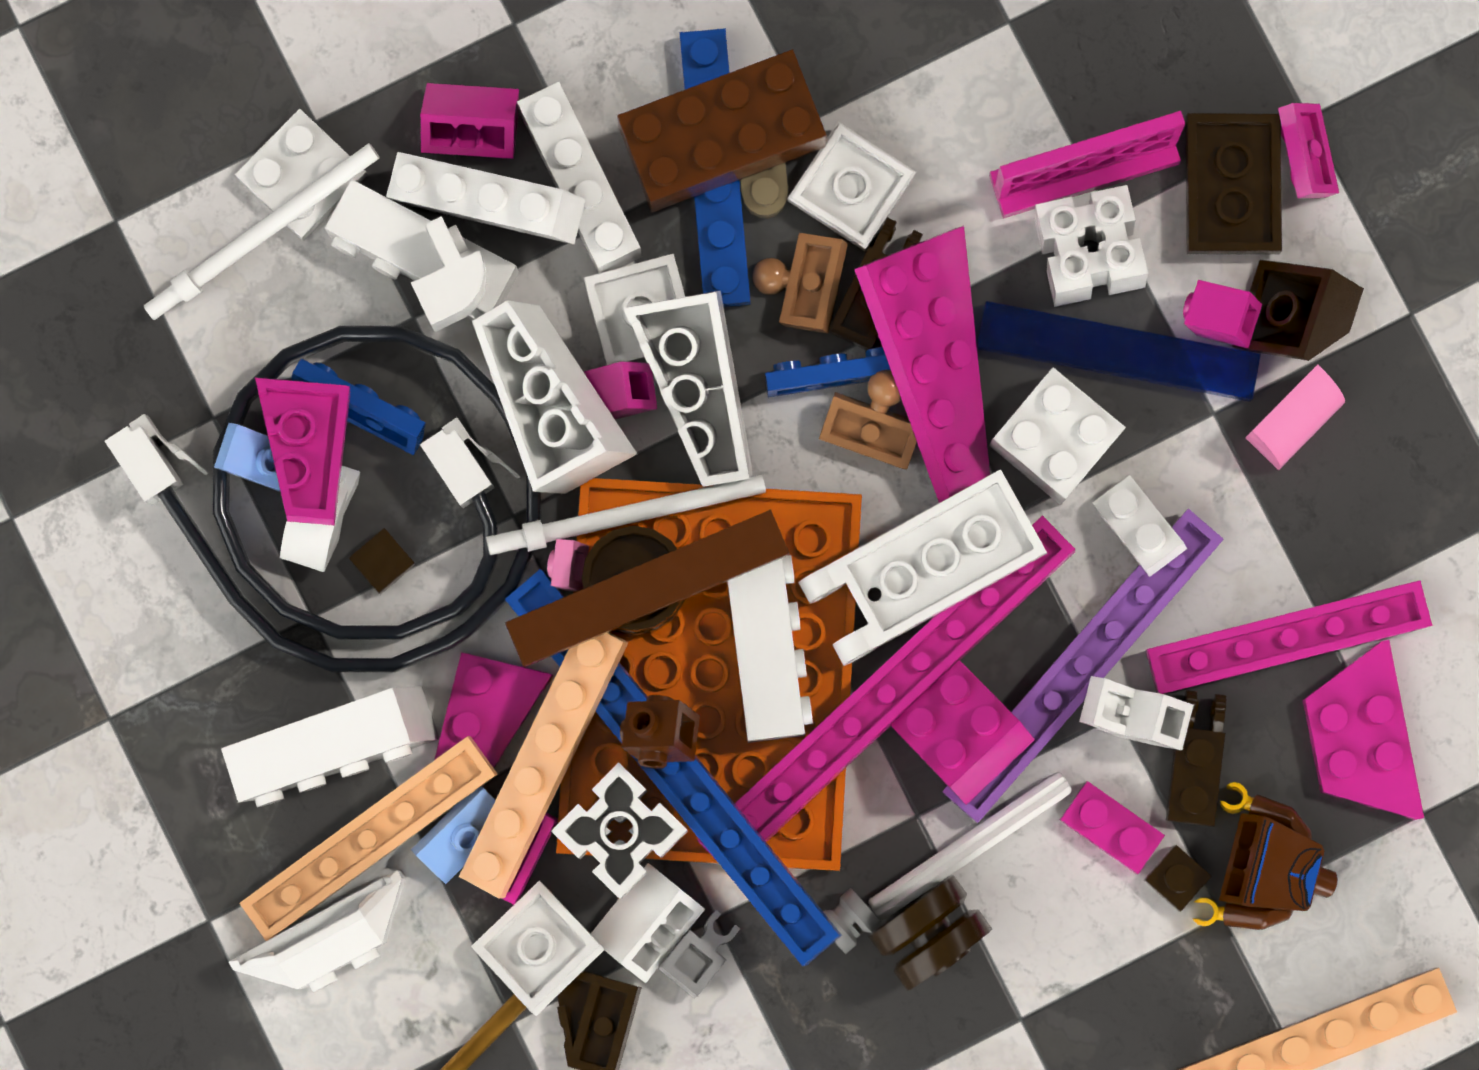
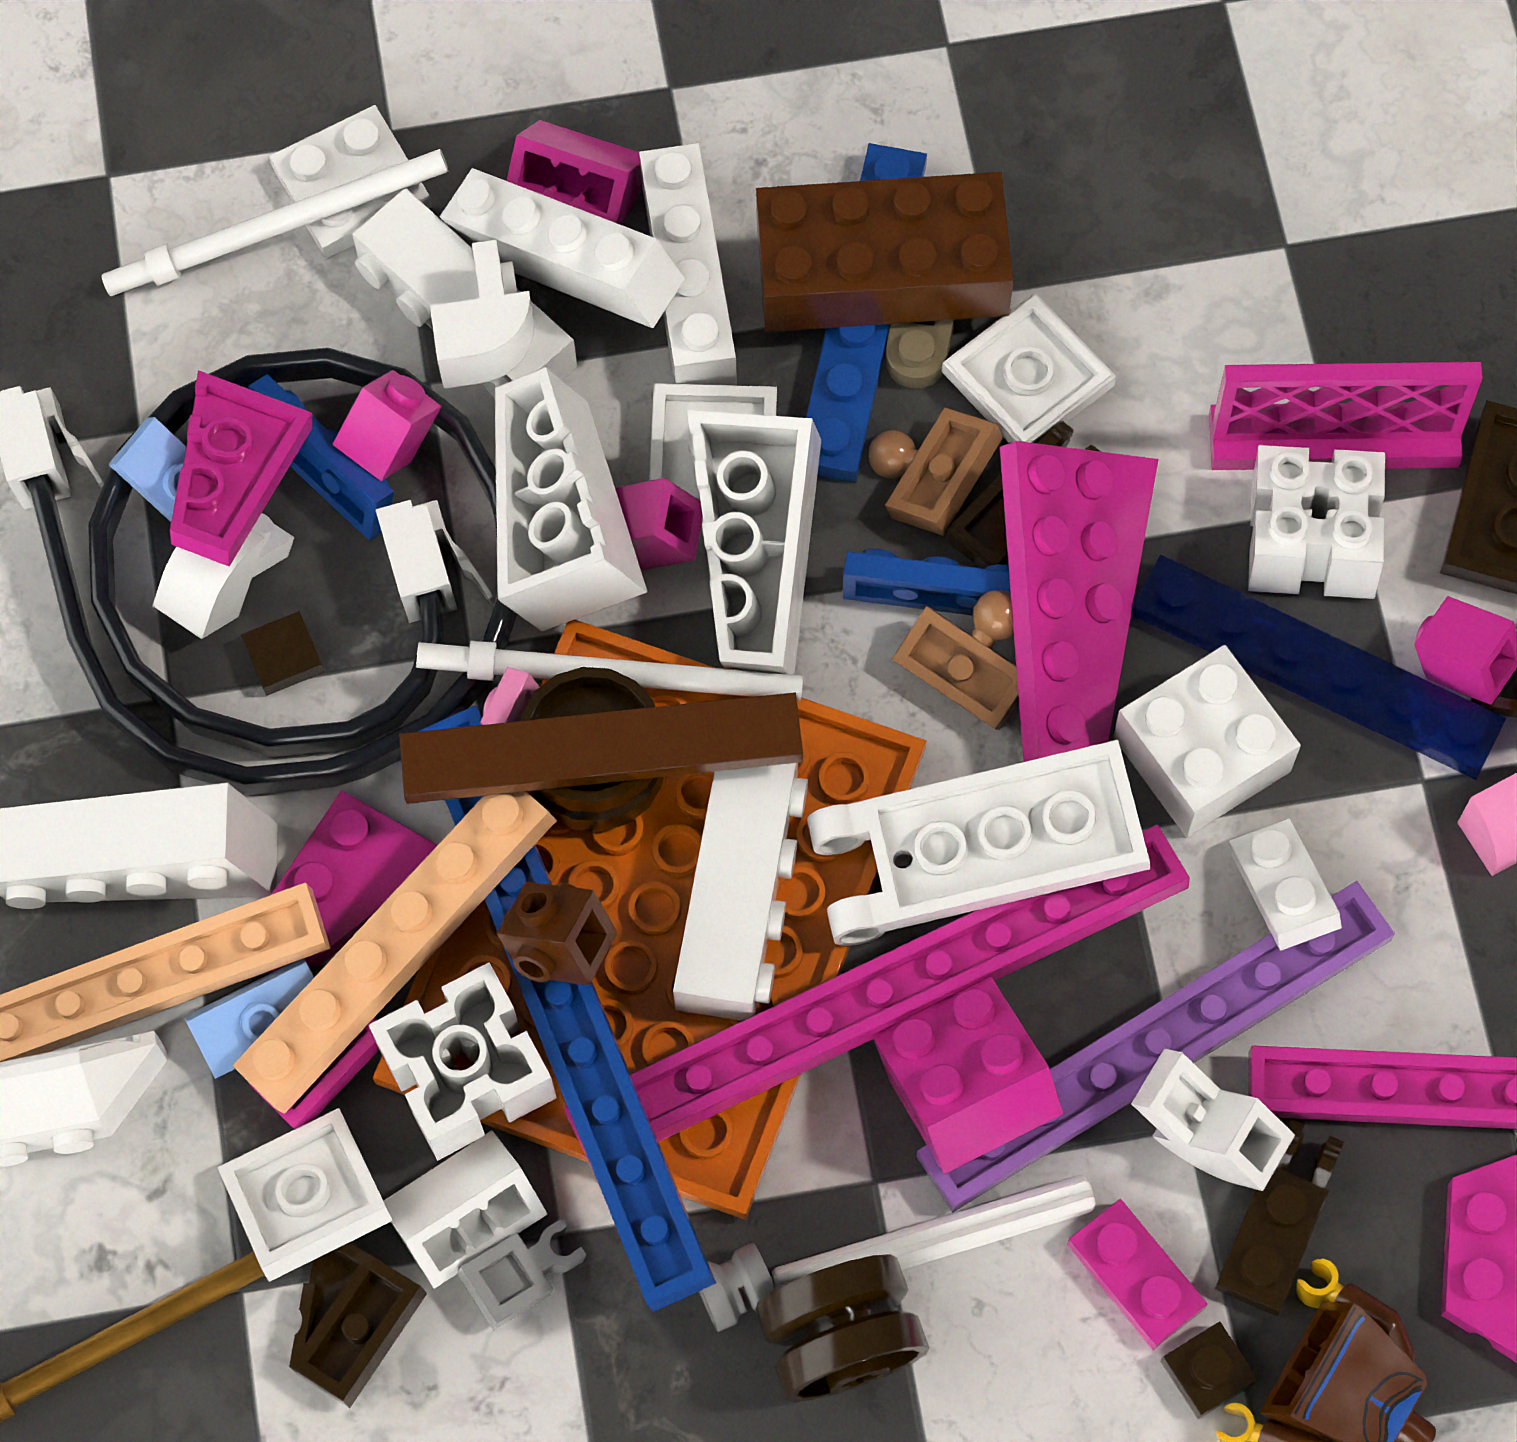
camera: 20 degrees right, 15 degrees down
(404, 375) = (387, 424): none -> dark pink brick

